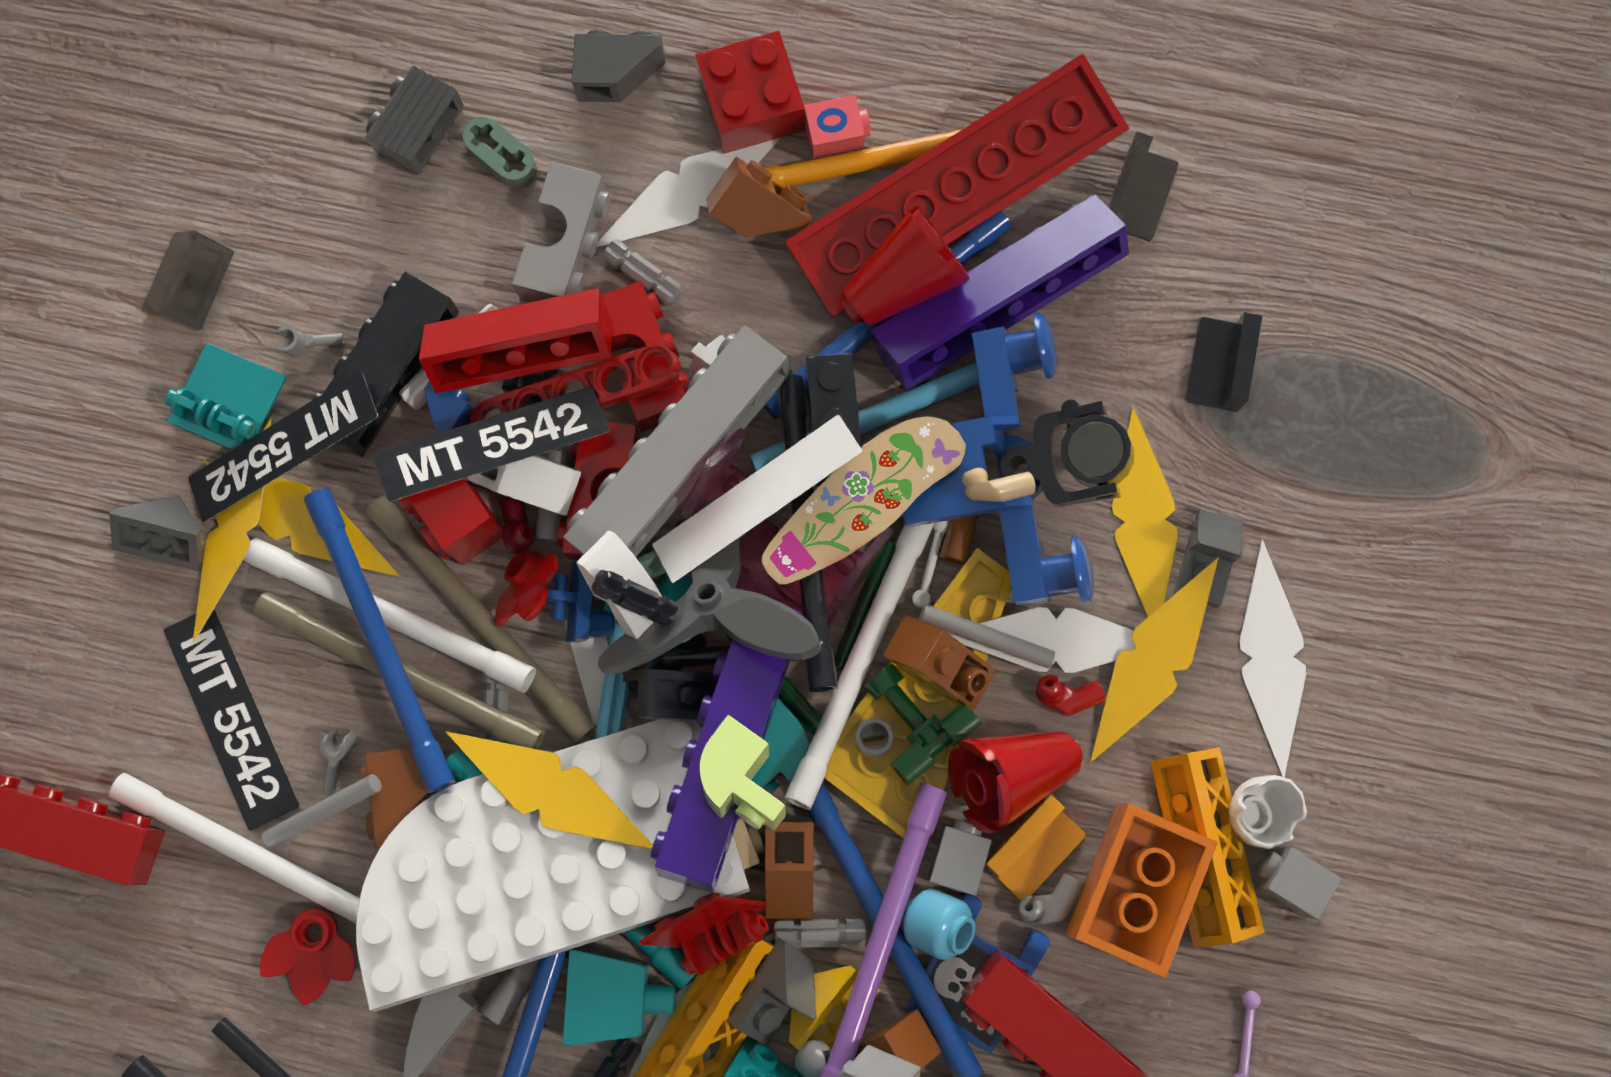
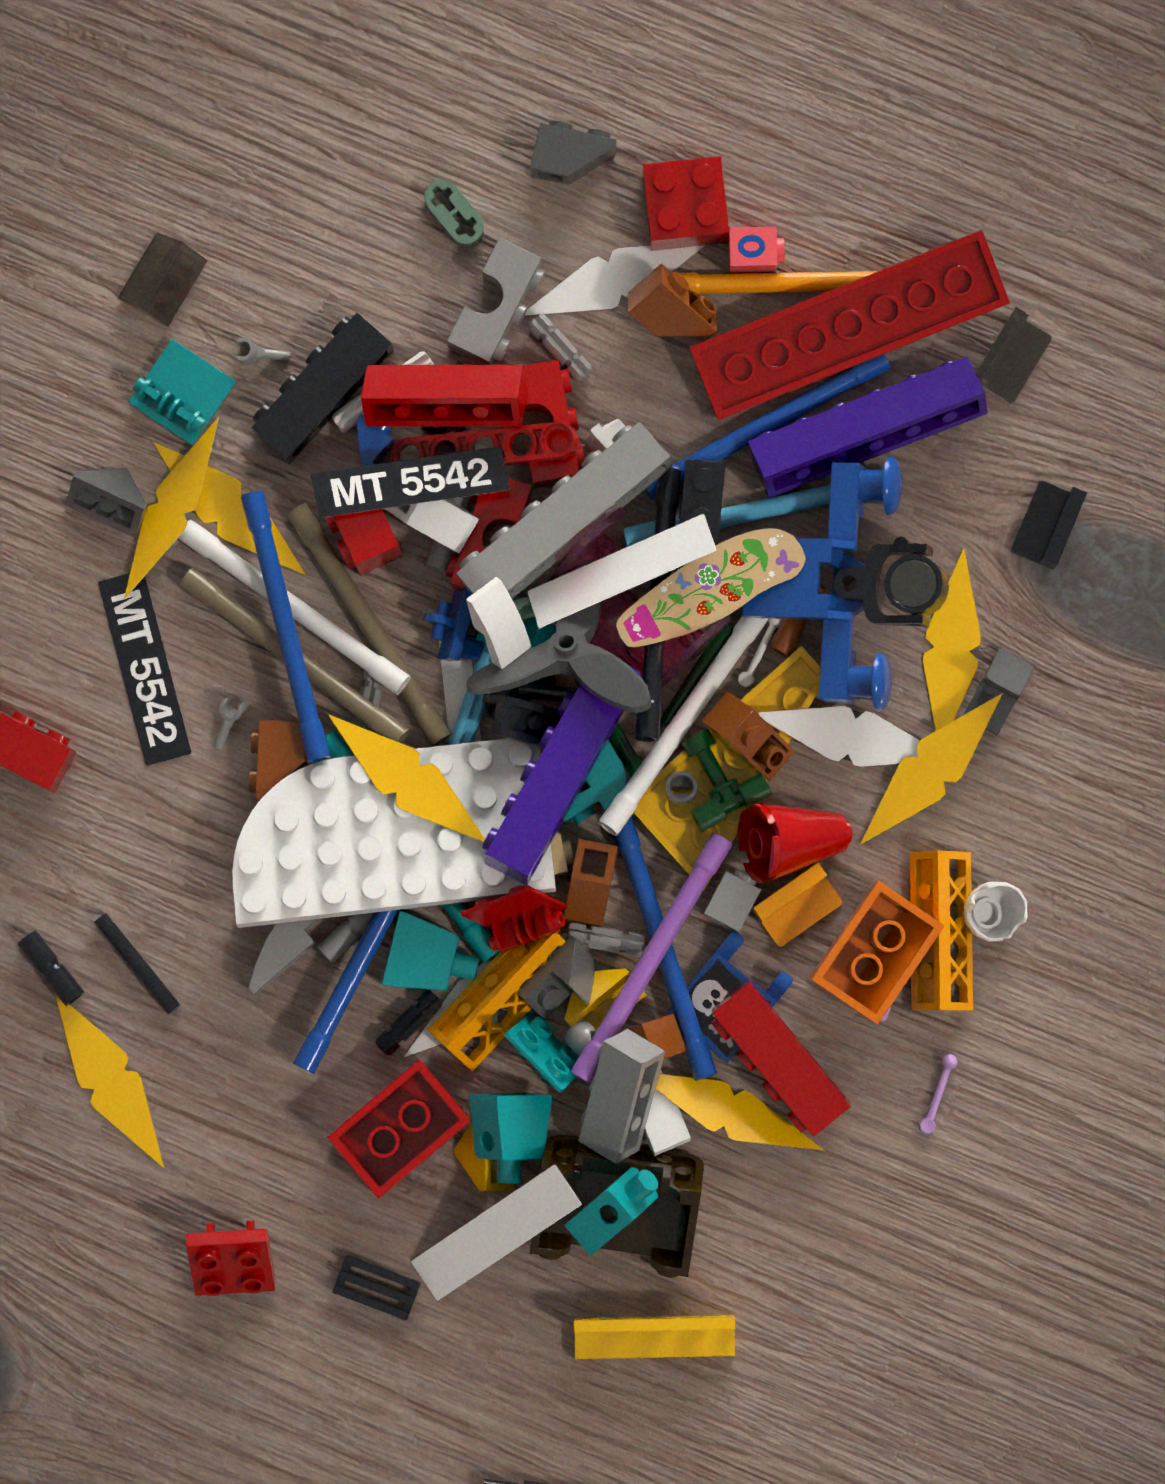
camera: 15 degrees right, 5 degrees up
(153, 803) = (70, 726): white piece -> none
(283, 446) = (227, 446): black sticker -> none
(307, 961) = (181, 882): red plate -> none
(321, 811) = (214, 760): light grey bar -> none
(414, 119) = (383, 171): dark grey brick -> none
(517, 532) = (413, 556): dark red arm -> none
(527, 588) = (415, 604): red plate -> none
(634, 597) = (507, 636): black axle -> none
(726, 774) = (556, 794): yellowish green brick -> none
(903, 272) = (786, 396): red cone -> none
(938, 924) = (703, 948): medium azure head -> none
(987, 636) = (792, 722): light grey bar -> none
(997, 490) = (823, 603): tan arm -> none
(1053, 907) = (801, 956): light grey arm -> none
(1066, 699) = (849, 787): red arm -> none
(1273, 673) = (1036, 772): white sticker -> none
(1297, 882) = (1007, 973): light grey brick -> none

